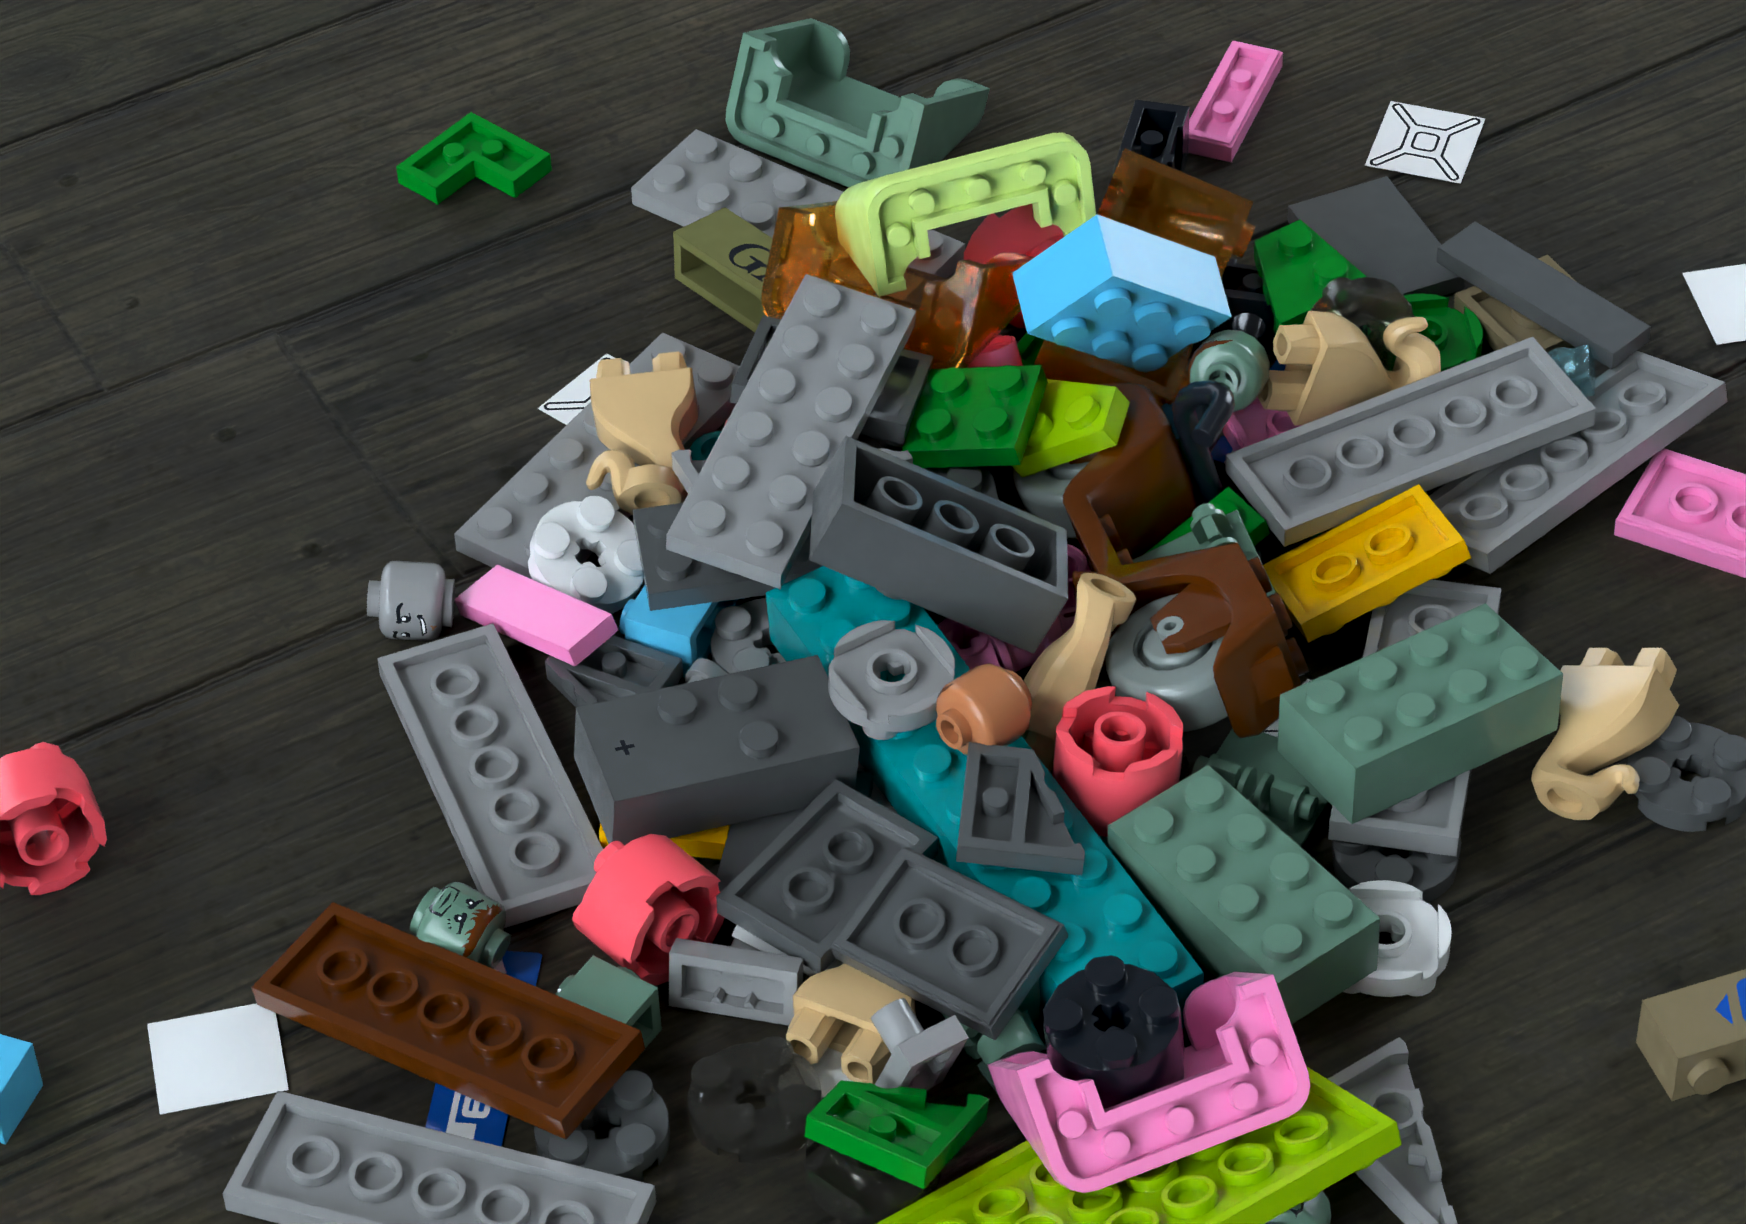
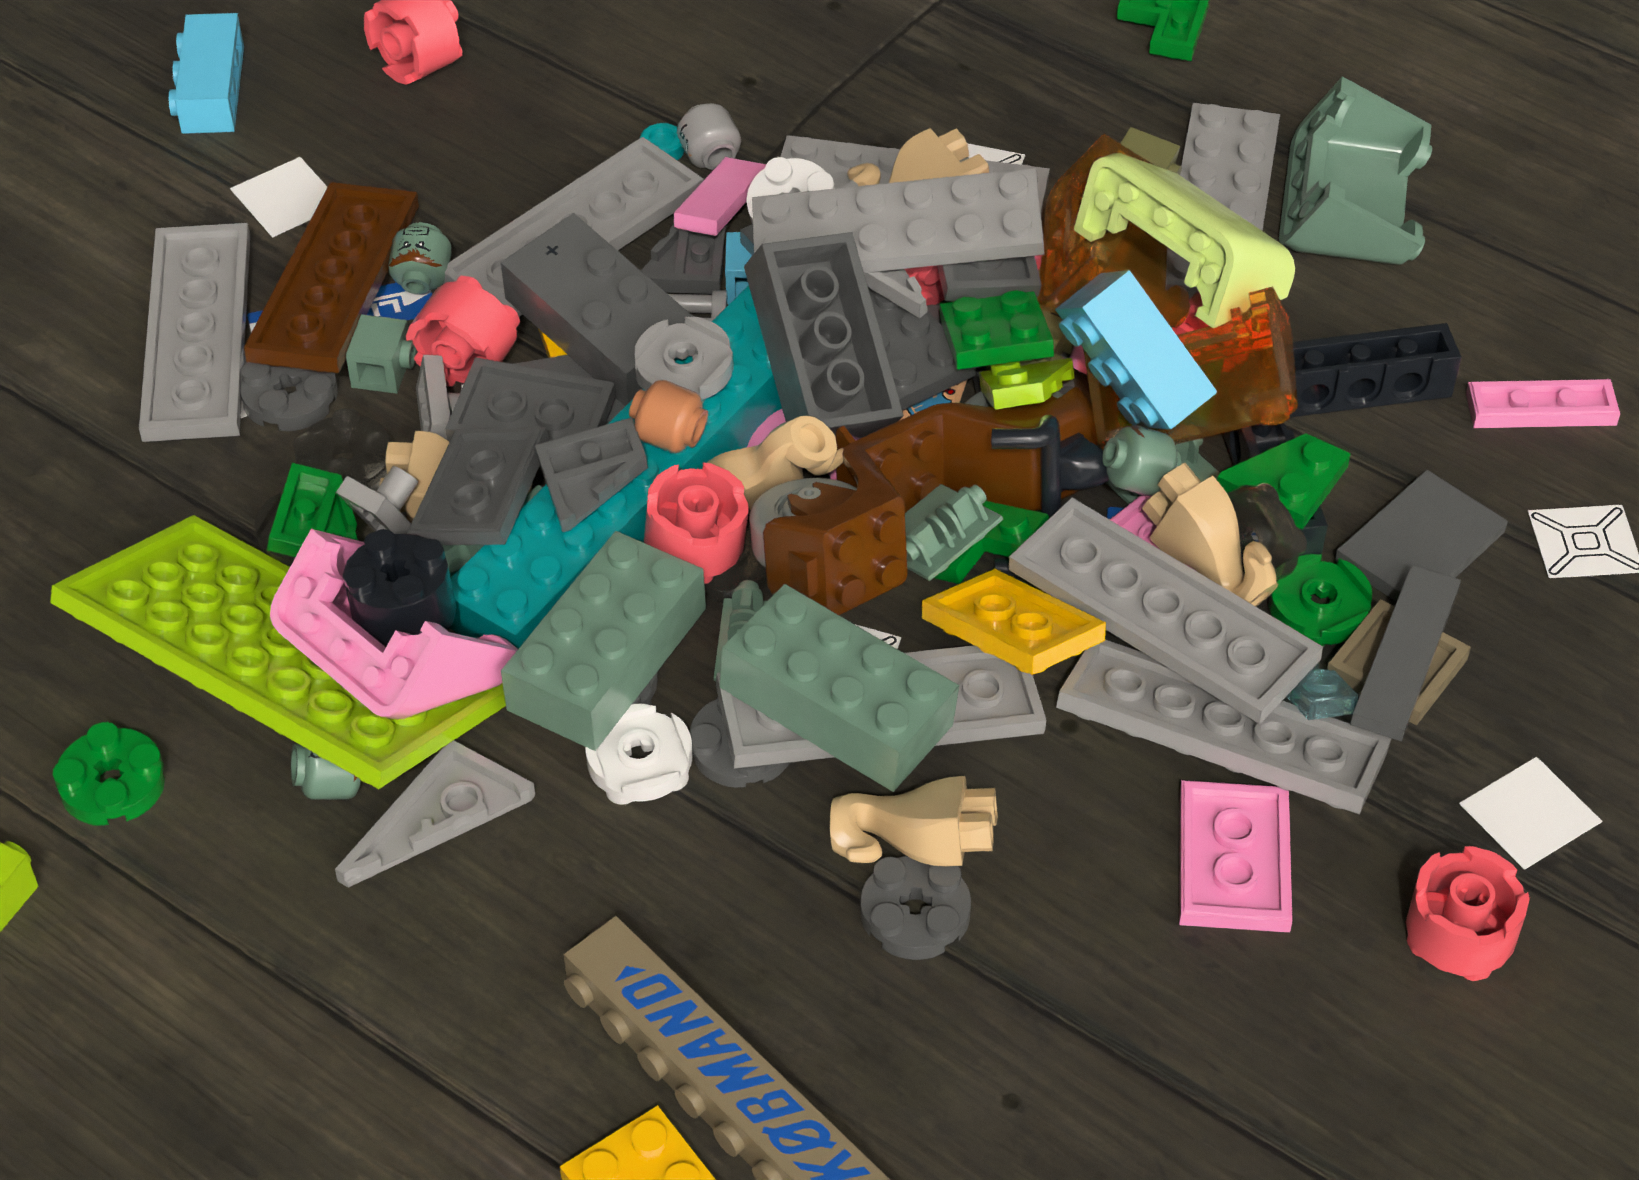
camera: 65 degrees right, 5 degrees up
(369, 646) = (665, 138): none -> teal tile

